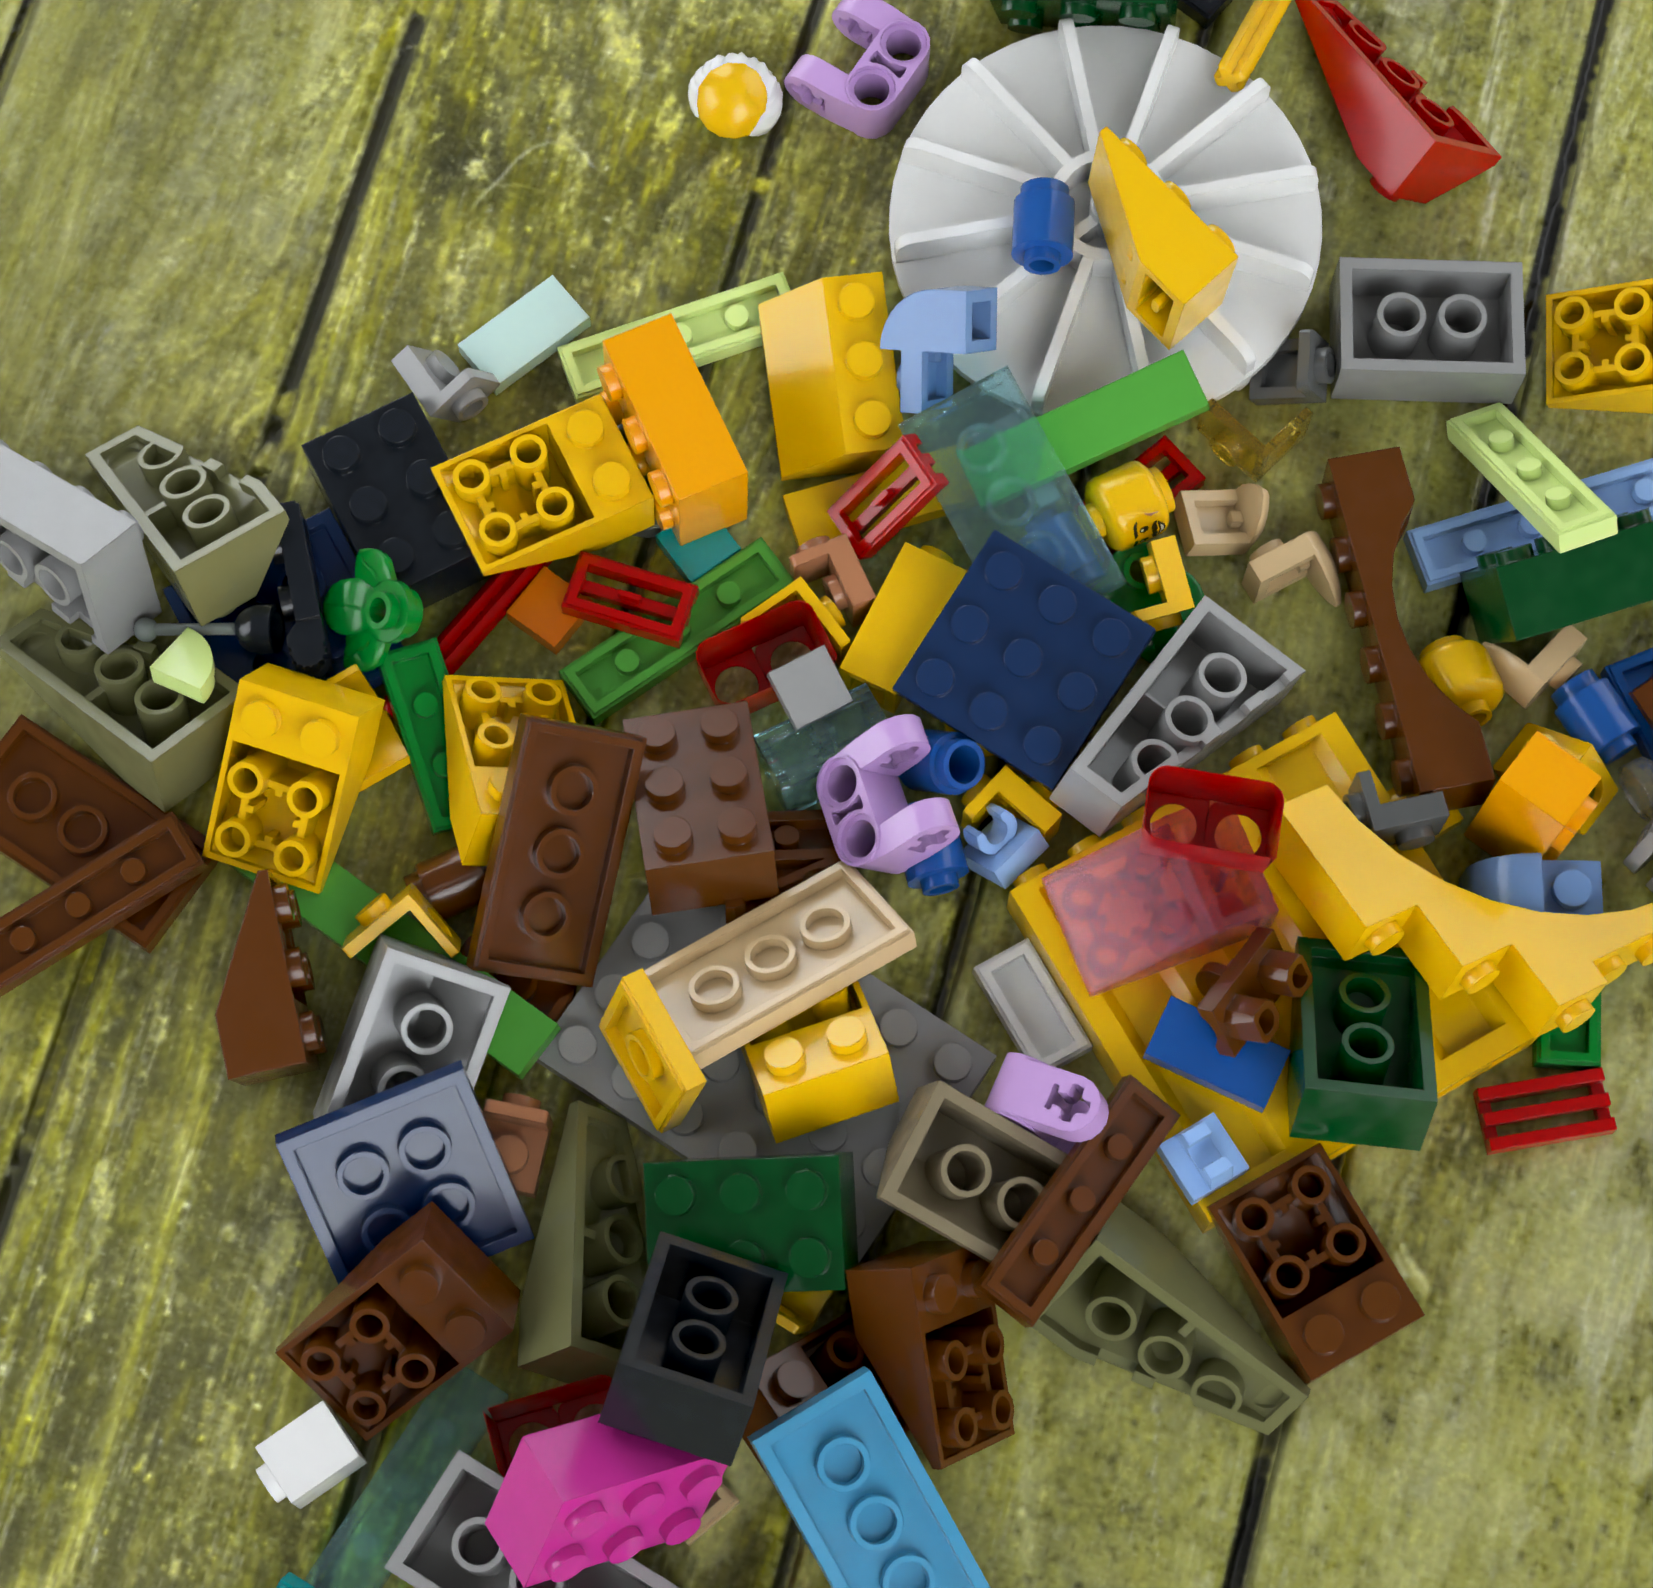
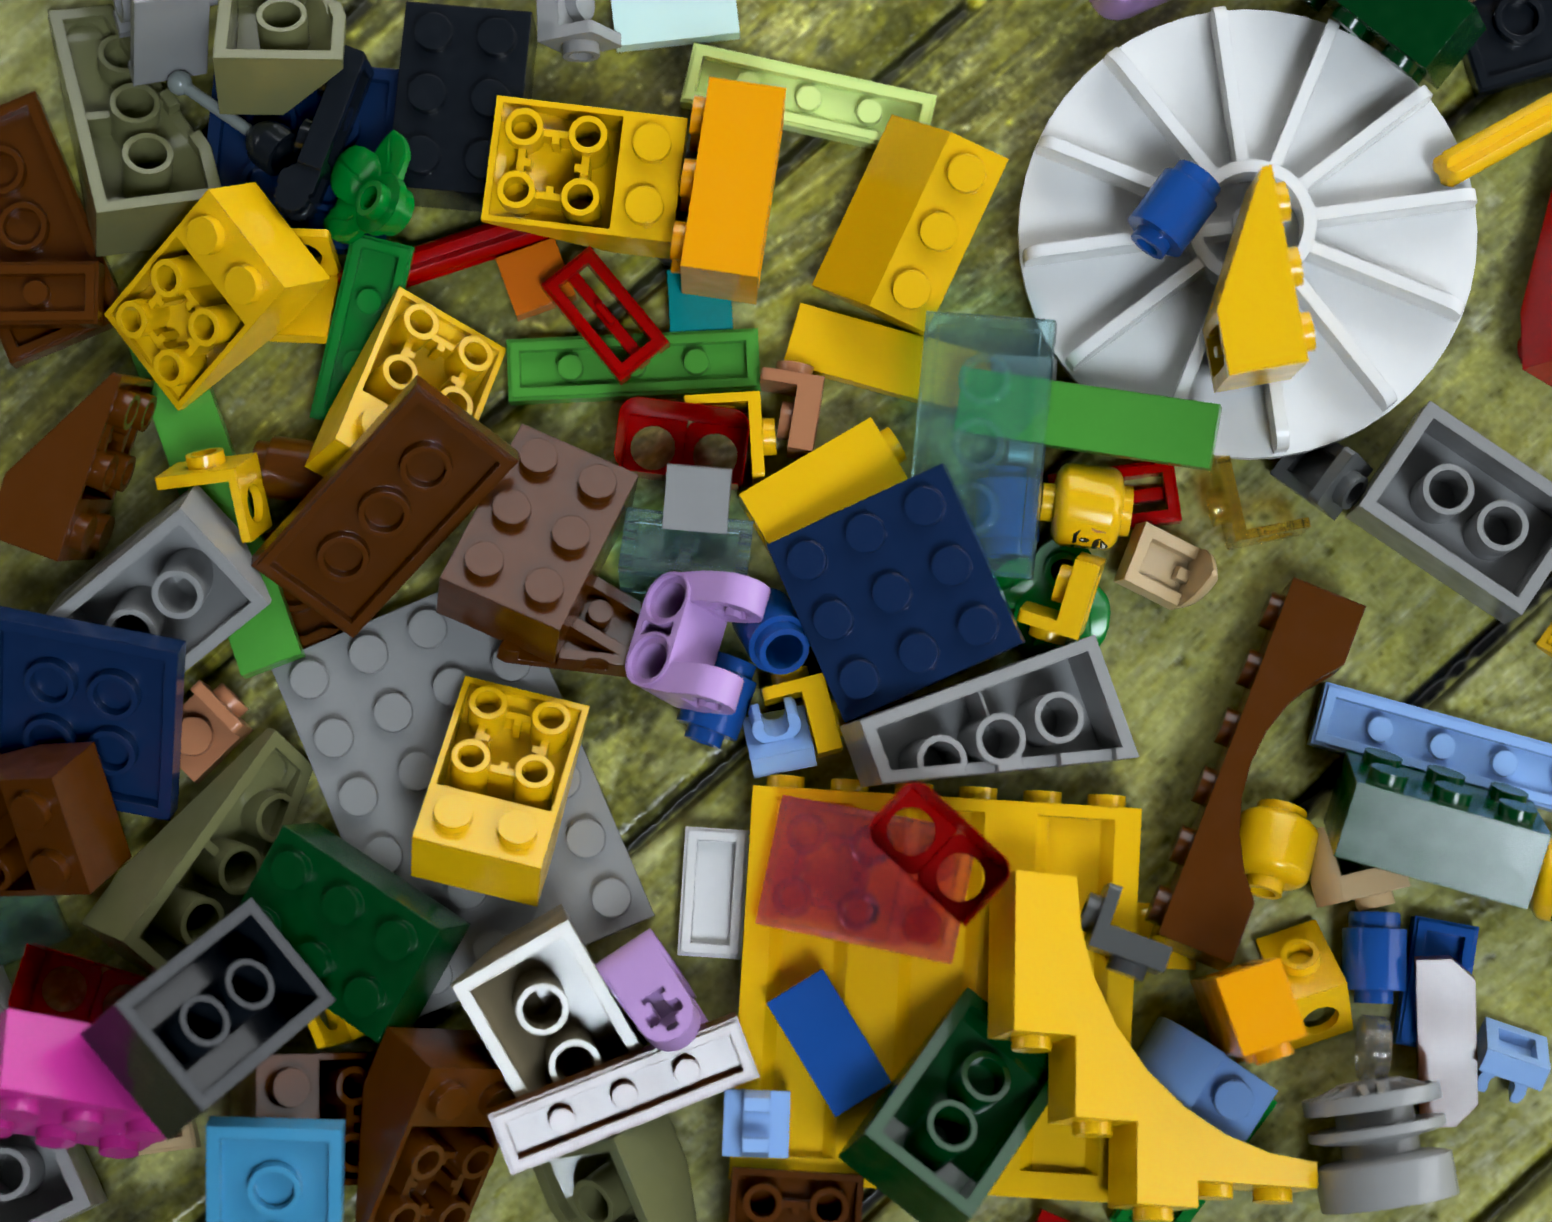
camera: 35 degrees right, 10 degrees up
(186, 667) = (186, 142): yellowish green tile -> none
(651, 1051) = (350, 734): yellow tile -> none
(778, 961) = (501, 723): tan tile -> none
(919, 469) = (914, 364): red tile -> none
(929, 331) = (1010, 251): medium blue brick -> none
(1243, 994) = (883, 1008): reddish brown hips -> none
(1280, 565) = (1191, 641): tan plate -> none
(1531, 477) = (1459, 713): yellowish green tile -> none

